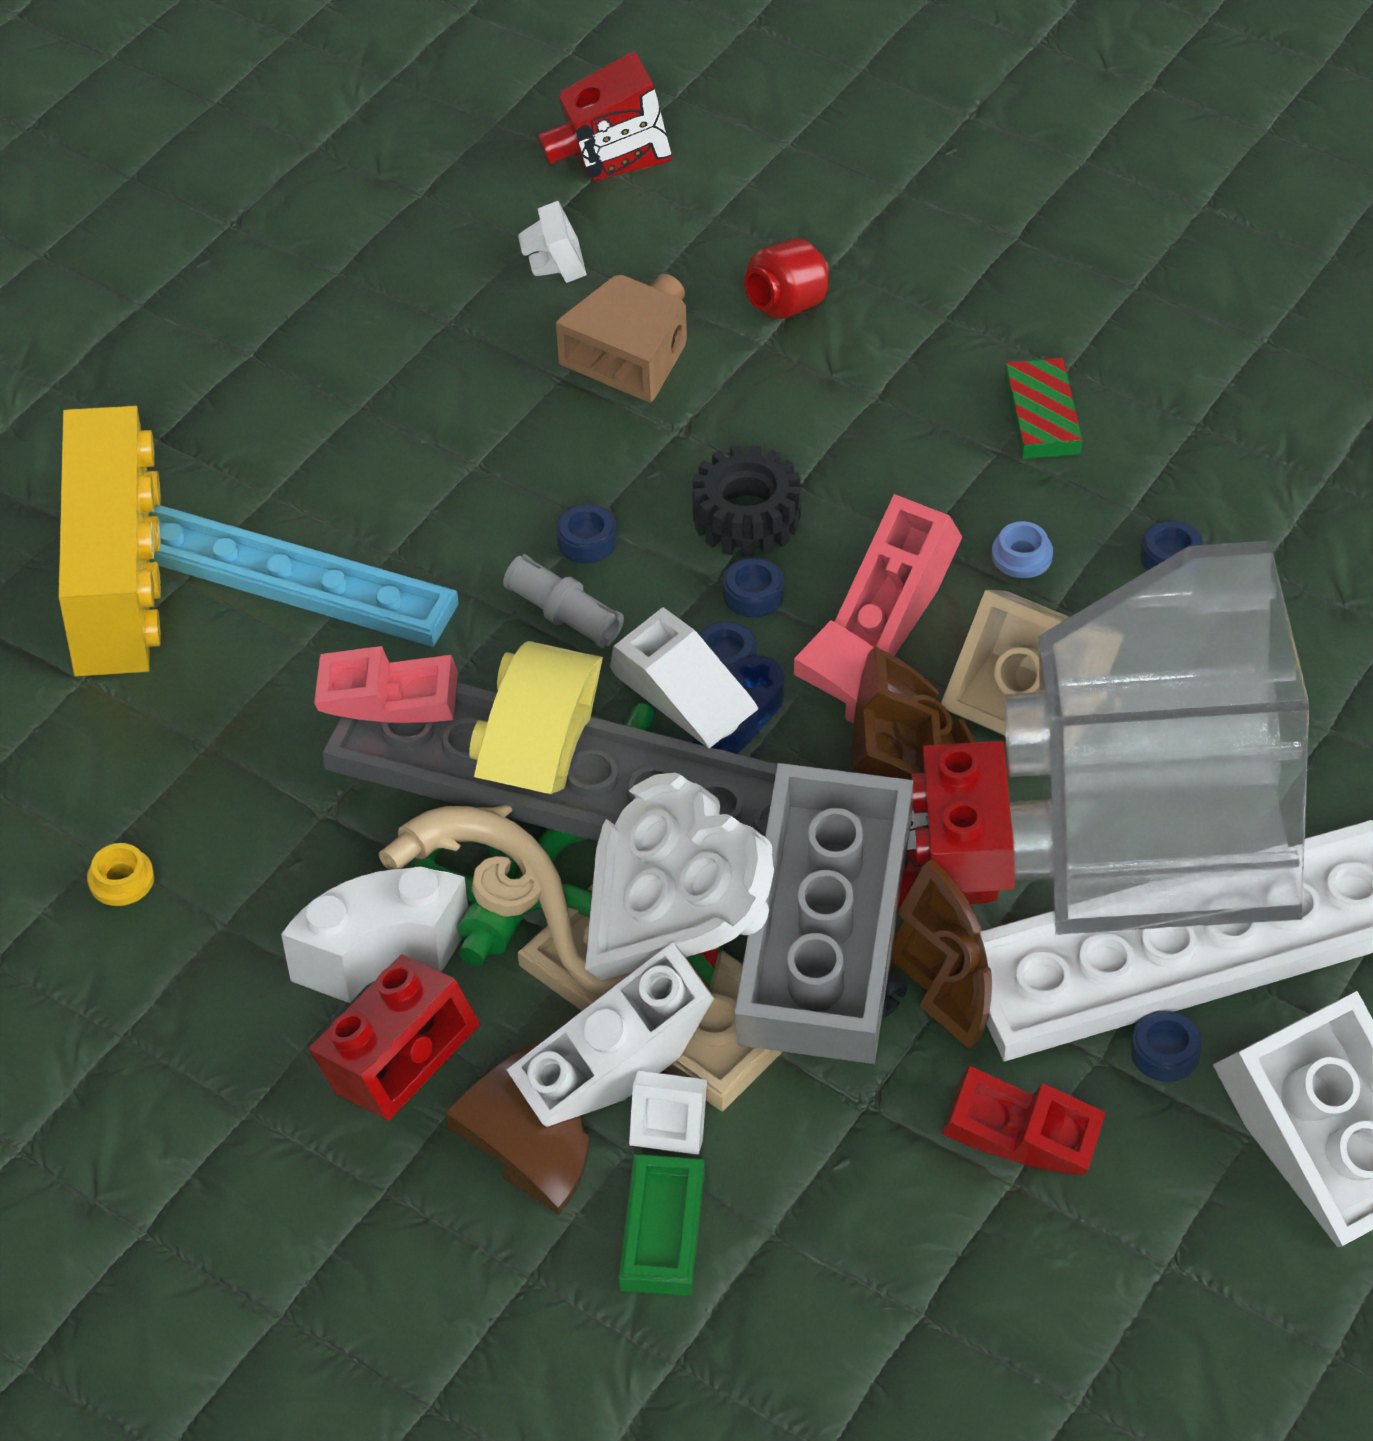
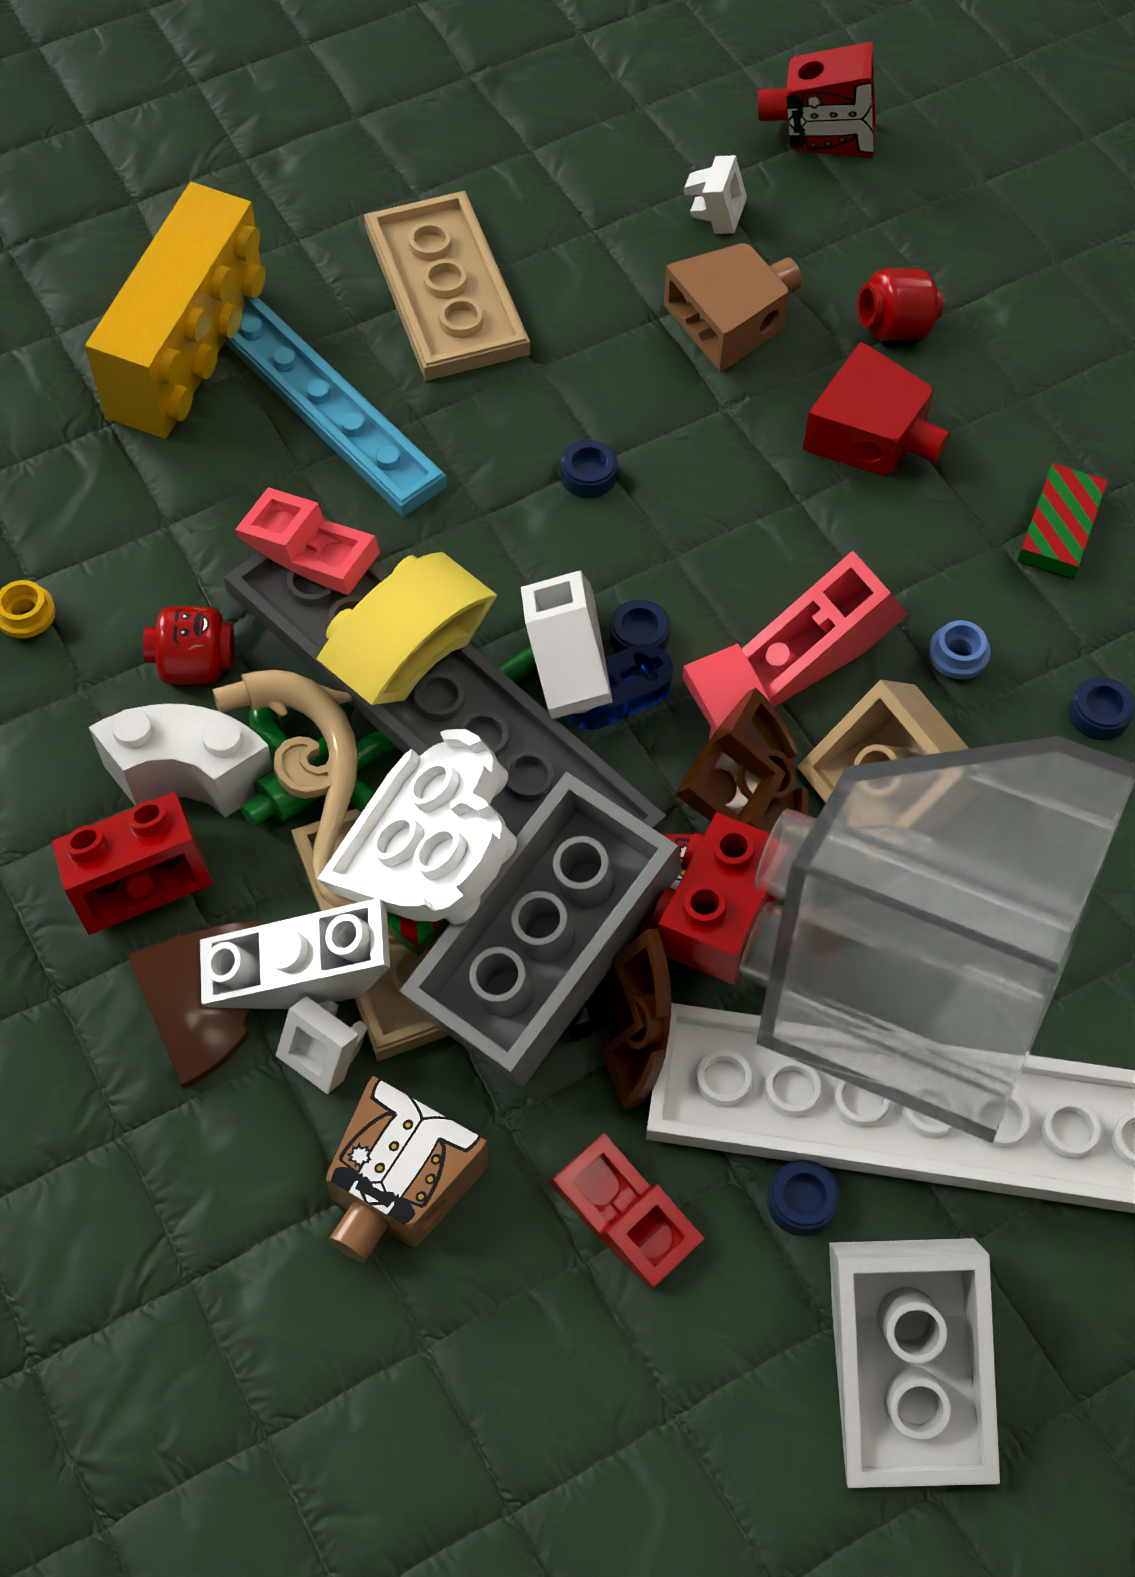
camera: 25 degrees right, 10 degrees up
(313, 835) = (190, 645): none -> red head
(339, 424) = (446, 285): none -> tan tile
(563, 601) = (527, 523): light grey pin -> none
(662, 1225) = (256, 1145): green tile -> none
(743, 476) = (740, 471): black tyre -> none
(753, 587) = (701, 580): dark blue tile -> none
(809, 1177) = (399, 1170): none -> torso
(825, 383) = (874, 416): none -> red torso

